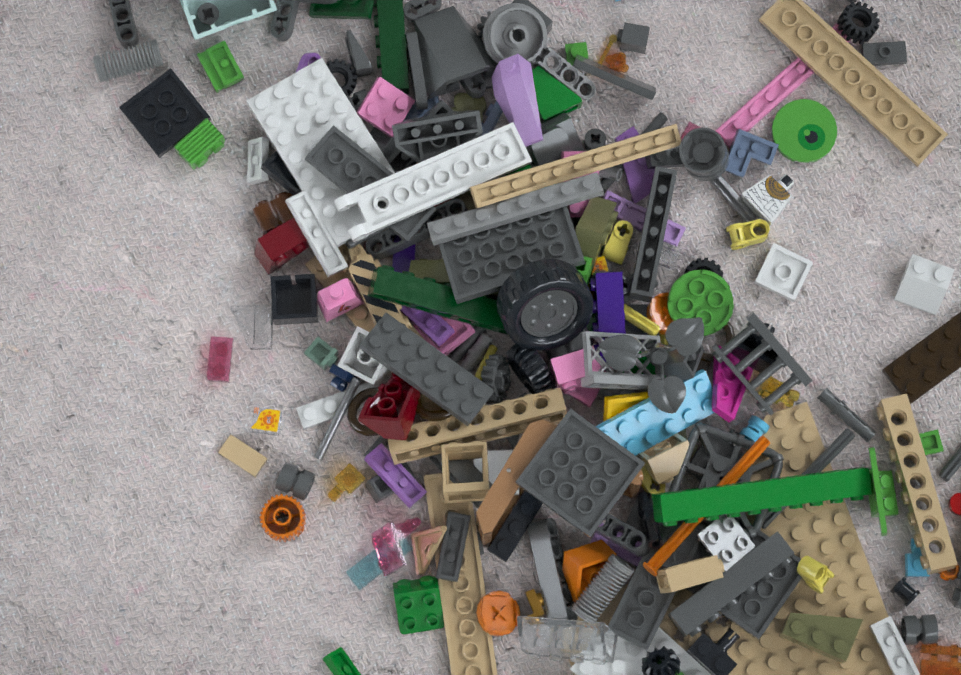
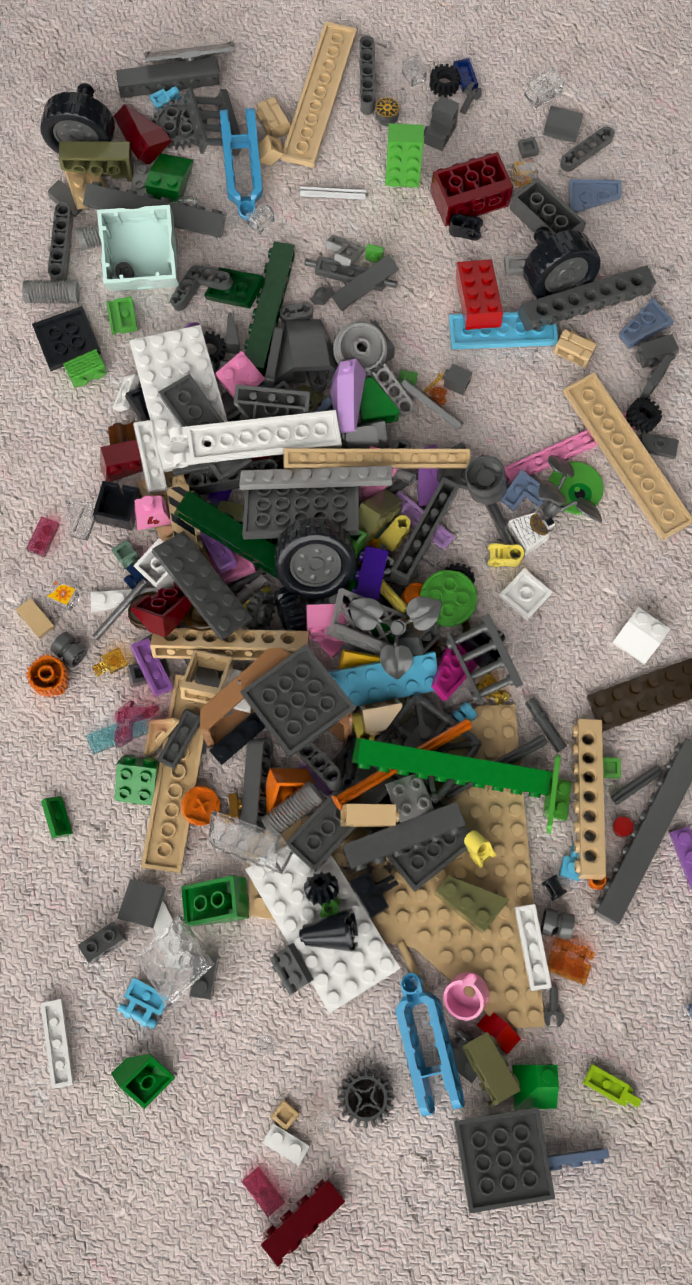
camera: 15 degrees right, 5 degrees down
(784, 156) = (556, 499): none -> dark grey plant

